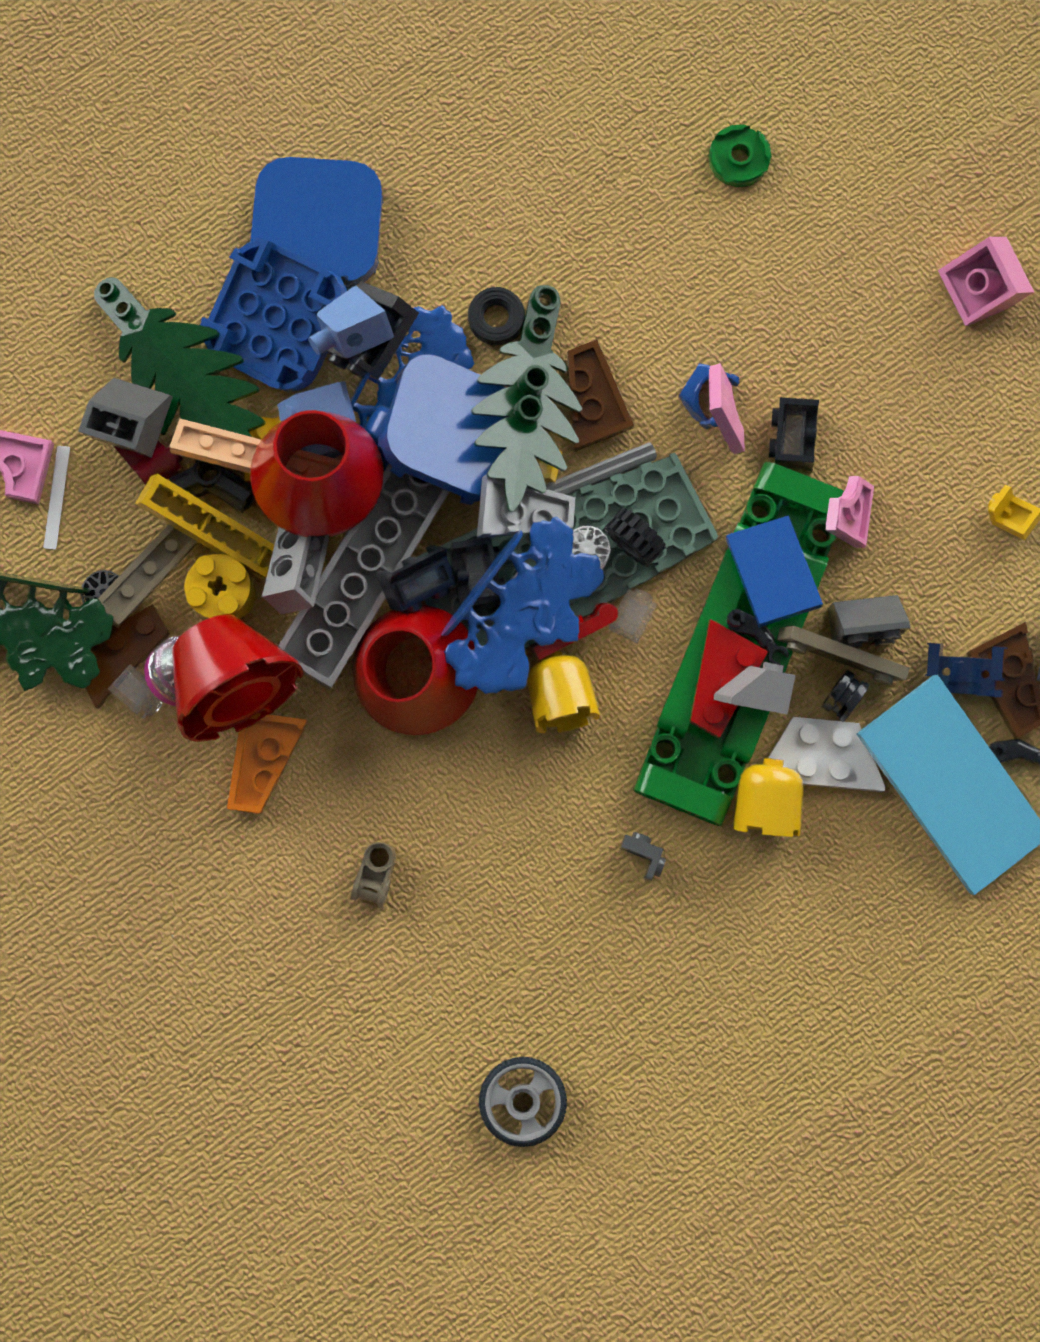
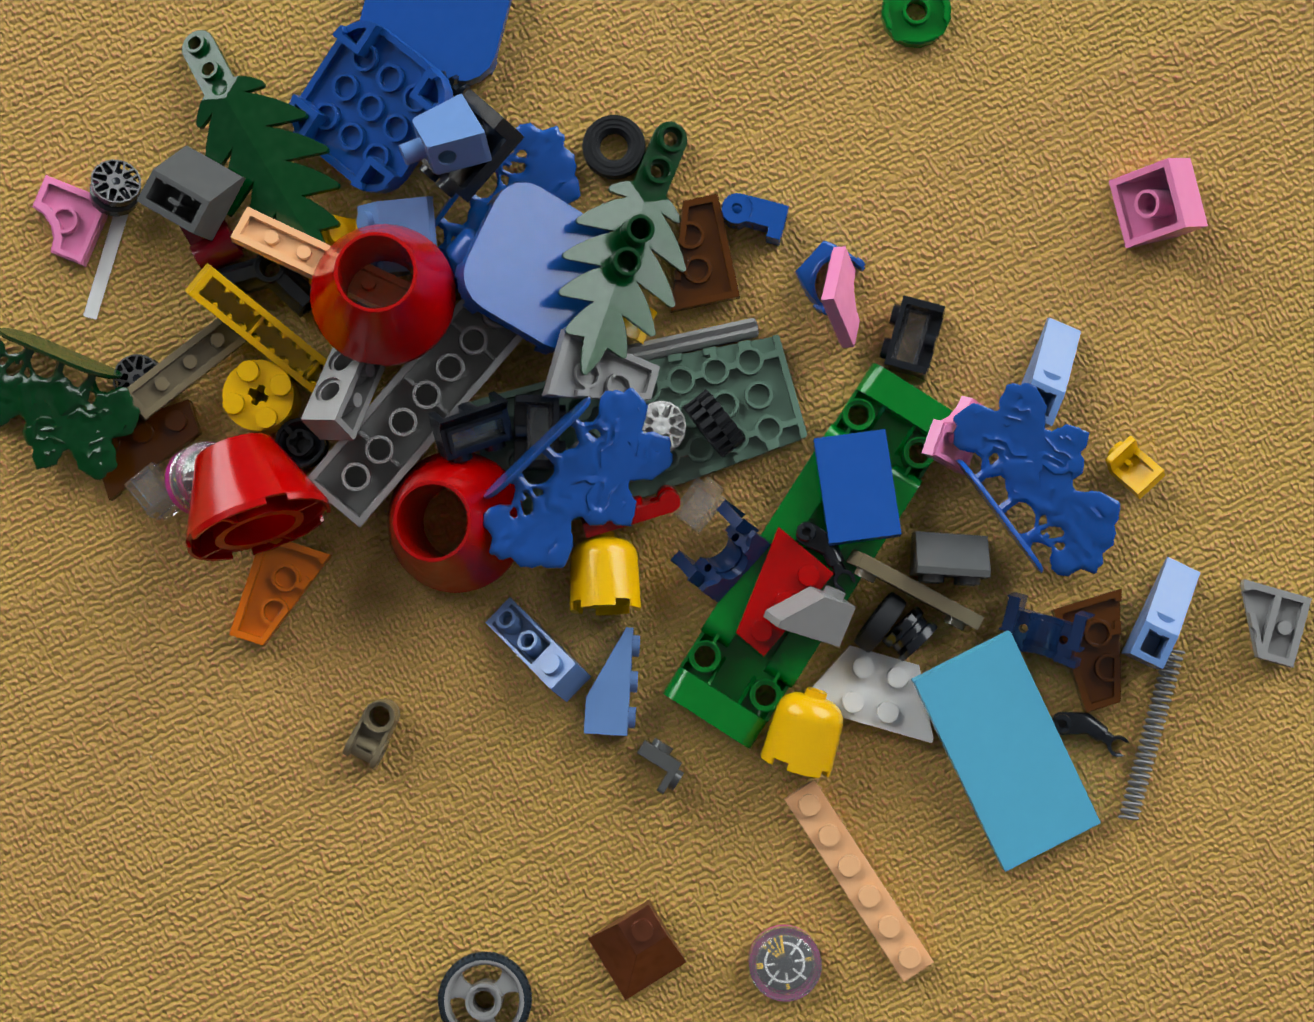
camera: 20 degrees right, 5 degrees up
(48, 418) = (114, 189): none -> black wheel
(265, 620) = (301, 444): none -> black wheel
(512, 771) = (538, 650): none -> medium blue slope
(585, 803) = (609, 697): none -> medium blue slope
(634, 352) = (757, 214): none -> blue leg
(654, 1030) = (637, 949): none -> copper slope
(680, 647) = (720, 573): none -> dark blue piece
(792, 1015) = (784, 963): none -> clear piece
(817, 689) = (880, 622): none -> black tyre
(843, 929) = (858, 880): none -> light nougat plate
(920, 447) = (1052, 364): none -> slope
(933, 530) = (1039, 472): none -> blue plant

